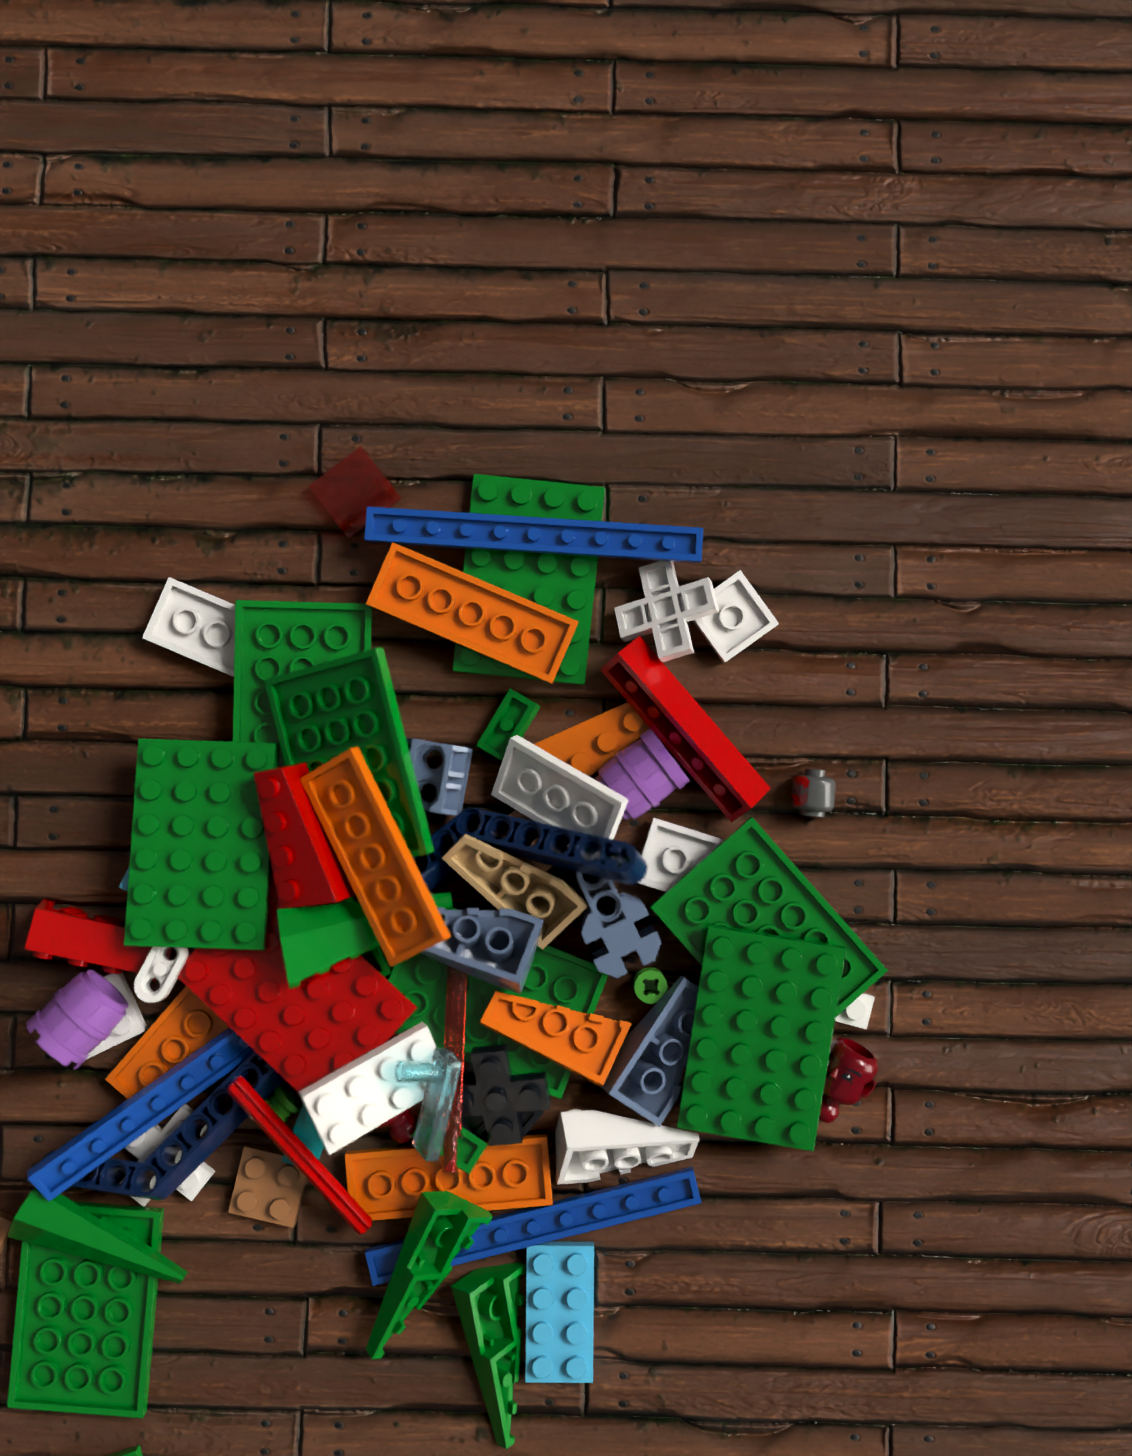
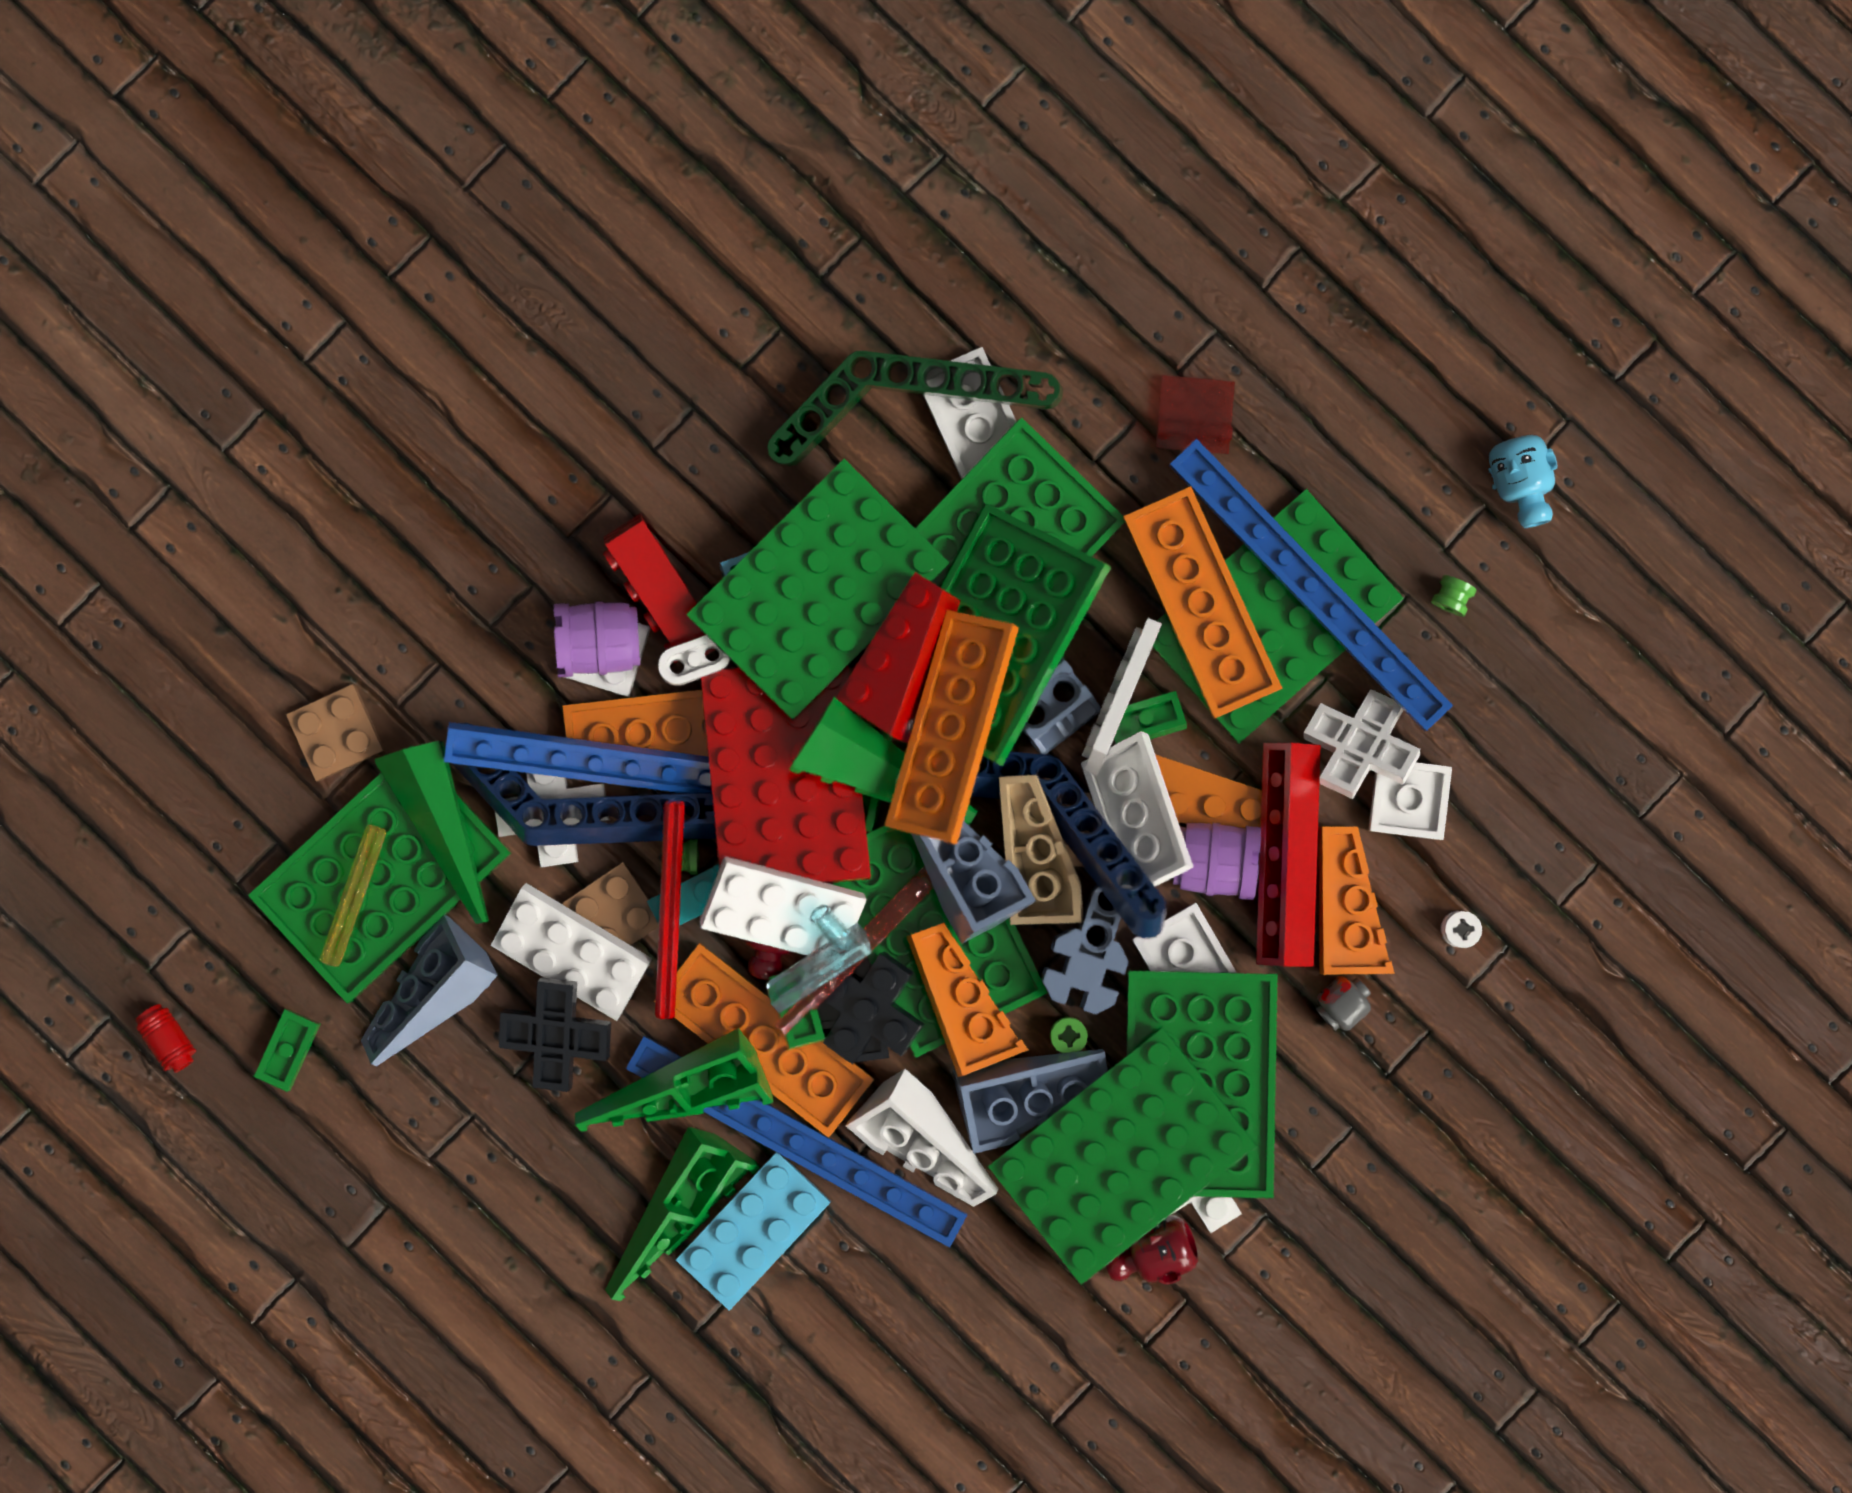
camera: 45 degrees right, 0 degrees up
(77, 1343) = (353, 895): none -> clear yellow axle
(141, 643) = (914, 383): none -> dark green beam
(195, 1344) = (440, 983): none -> sand blue wedge
(263, 1240) = (571, 948): none -> white plate
(303, 1308) = (555, 1034): none -> black plate
(476, 737) = (1116, 704): none -> white plate
(609, 331) = (1523, 474): none -> medium azure piece
(636, 455) = (1453, 595): none -> bright green wheel
(763, 733) = (1348, 917): none -> orange wing
(840, 676) = (1453, 929): none -> white wheel

